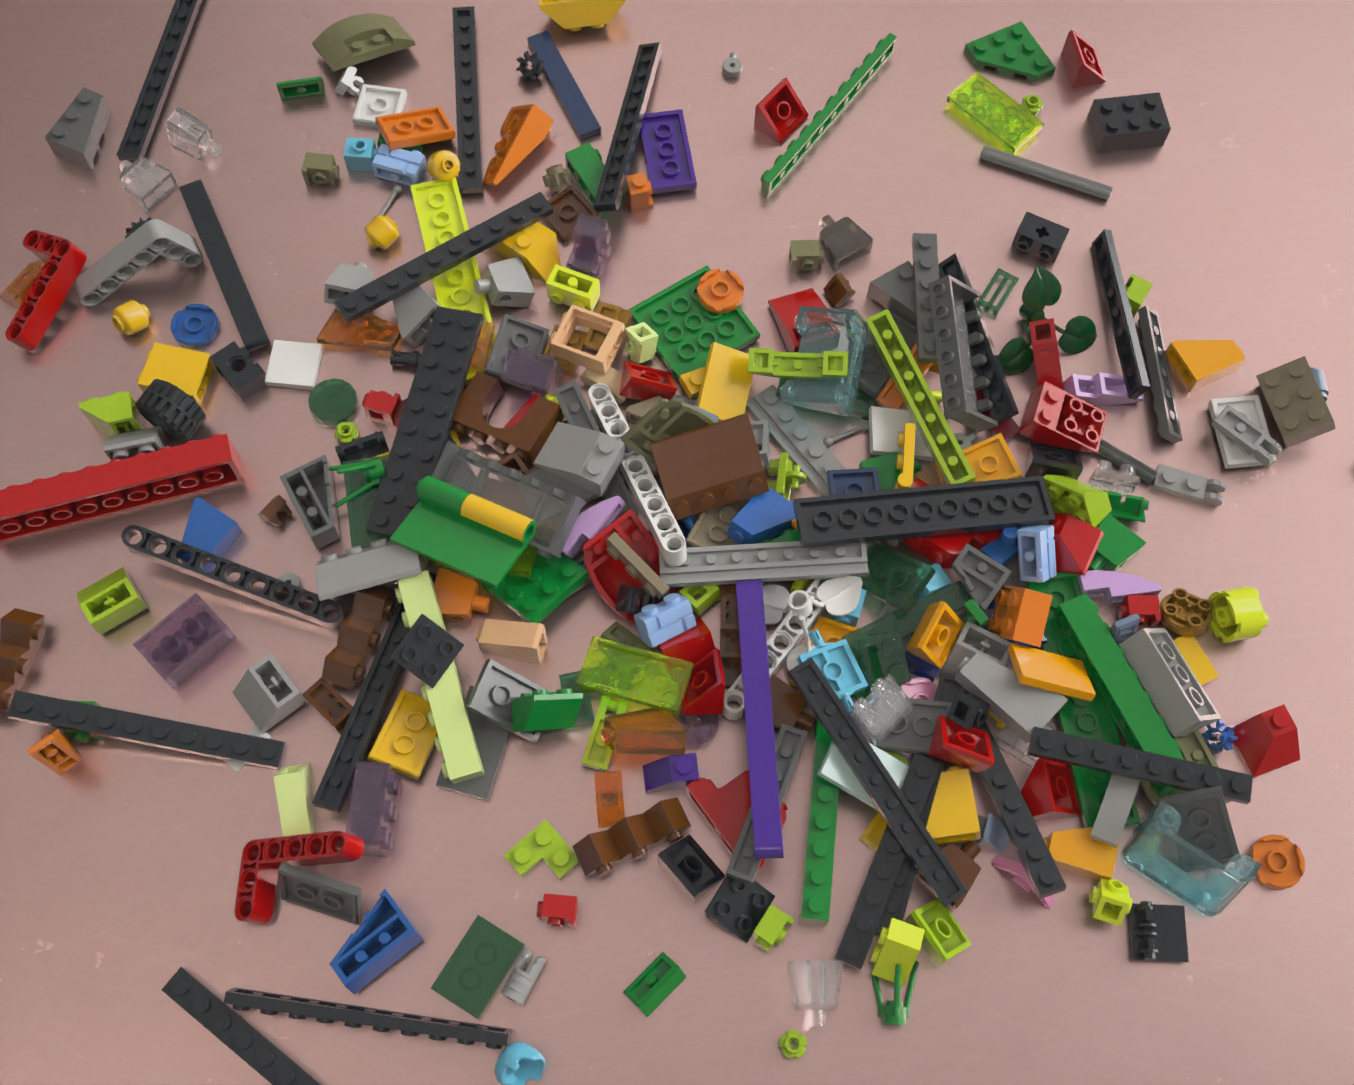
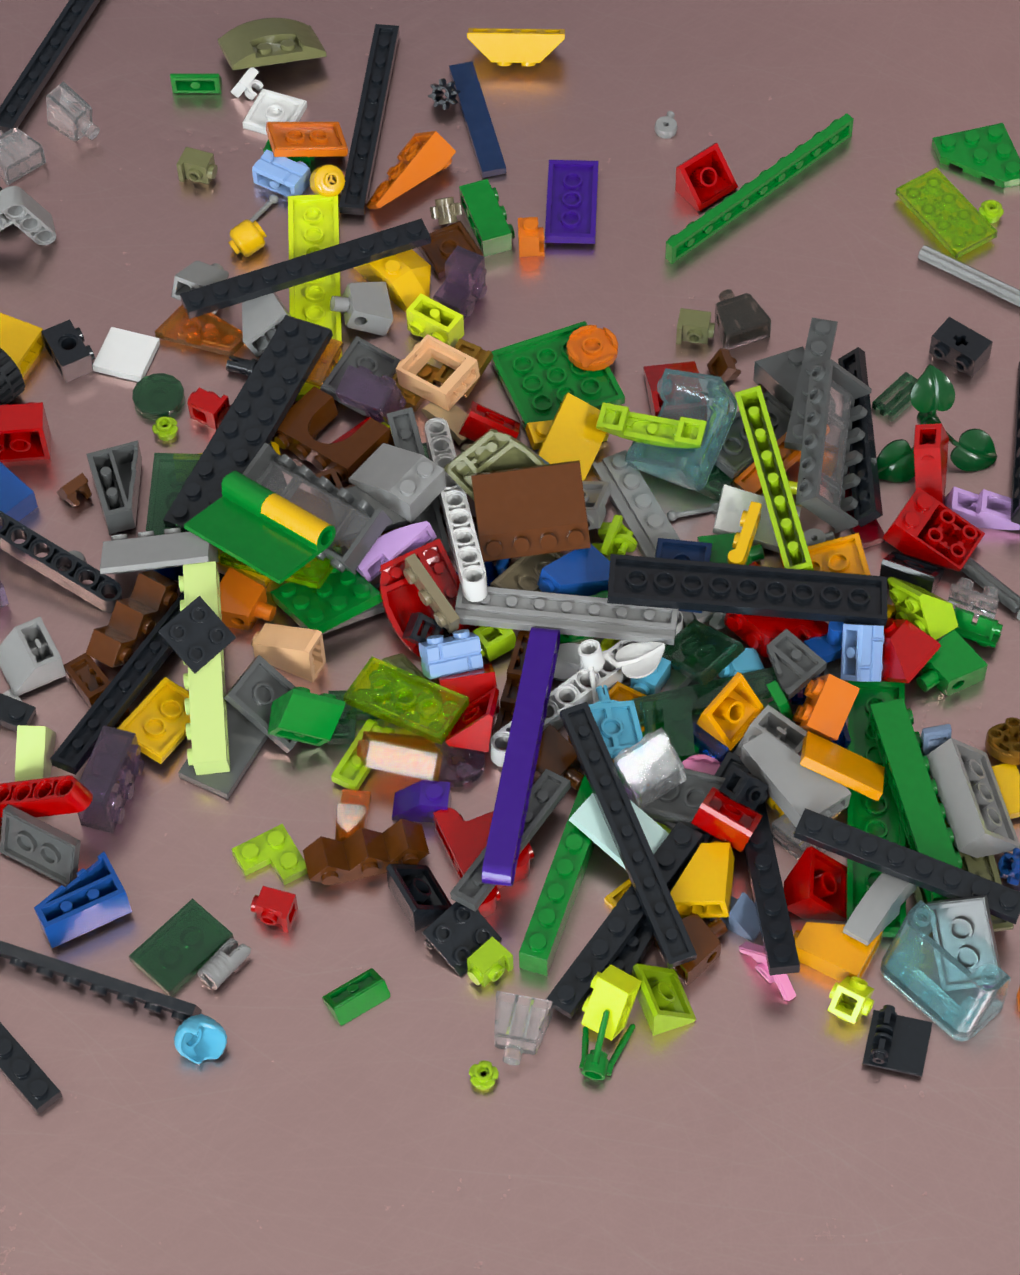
camera: 15 degrees right, 10 degrees down
(195, 326) = (33, 302): blue tile -> none
(224, 266) = (76, 247): black beam -> none
(359, 153) = (241, 157): medium azure brick -> none
(363, 447) = (185, 442): black hinge -> none
(371, 469) = (182, 464): green plant -> none
(627, 128) = (533, 169): black plate -> none
(641, 342) = (493, 386): yellowish green brick -> none
(1115, 586) = (946, 705): lavender slope -> none
(1144, 605) = (967, 728): red brick -> none

